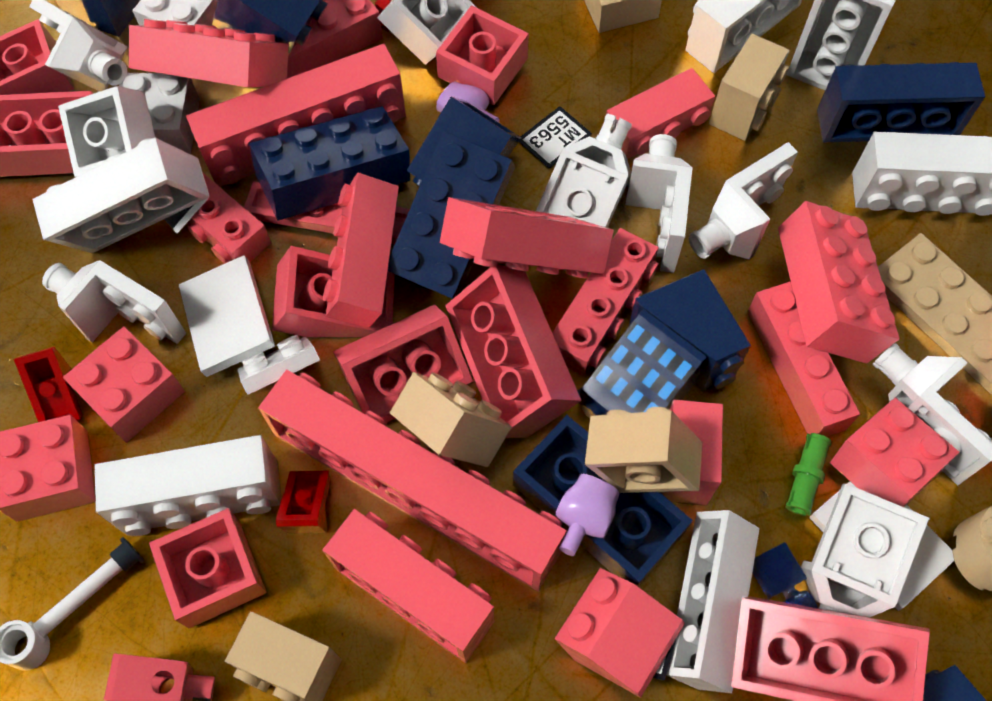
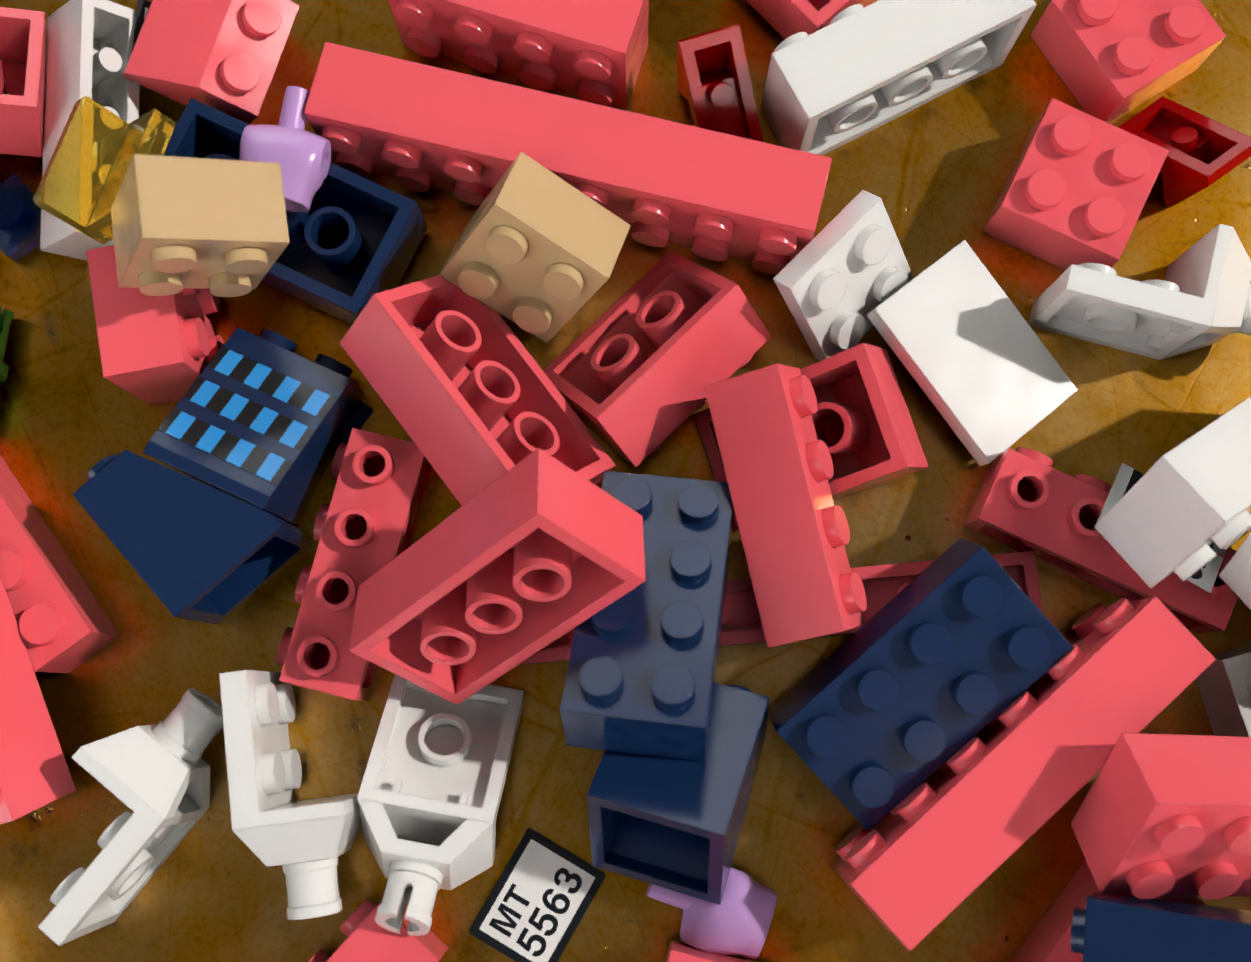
camera: 165 degrees right, 15 degrees up
(701, 544) = (93, 162): none -> clear yellow panel

